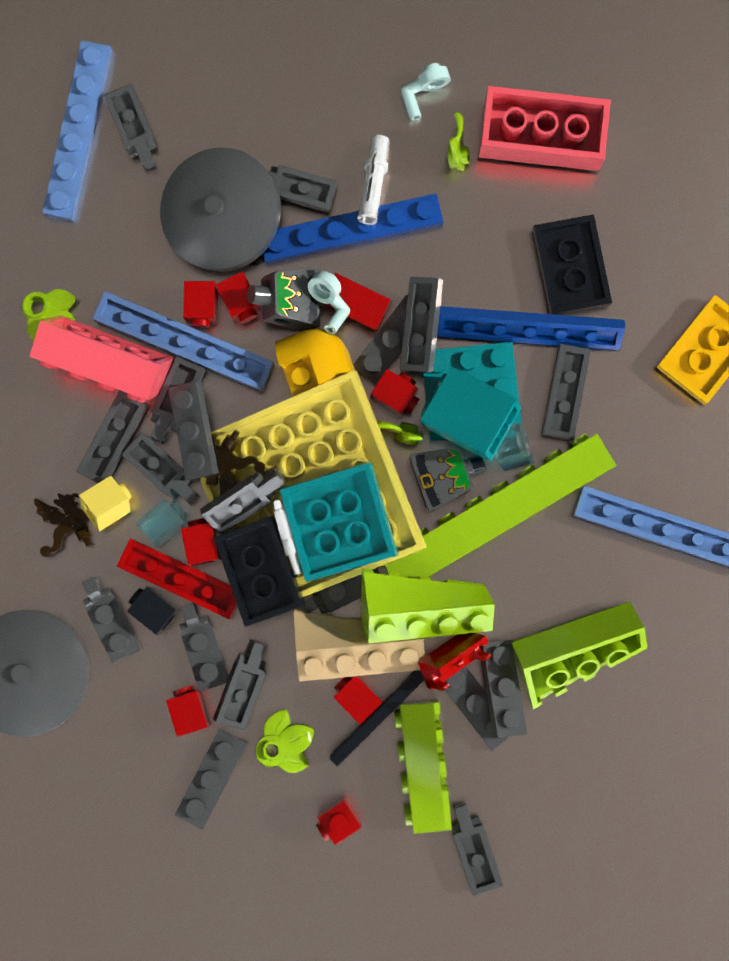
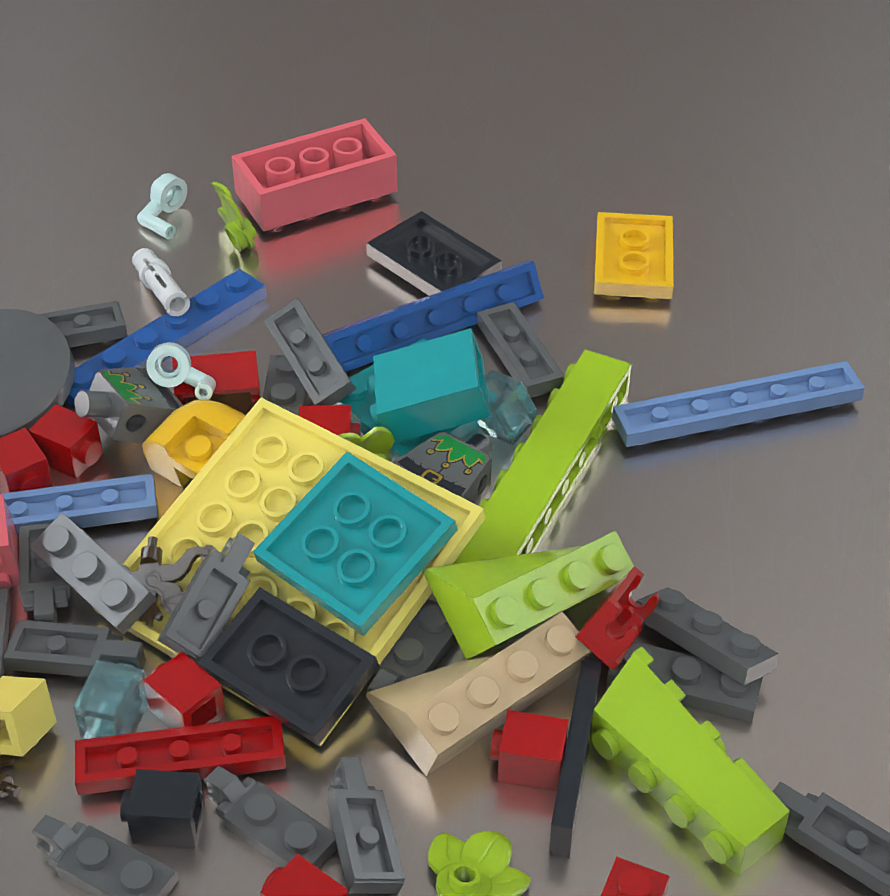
camera: 35 degrees left, 40 degrees down
(286, 536) = (297, 597): white hand -> none
(577, 650) = (754, 550): lime wedge -> none

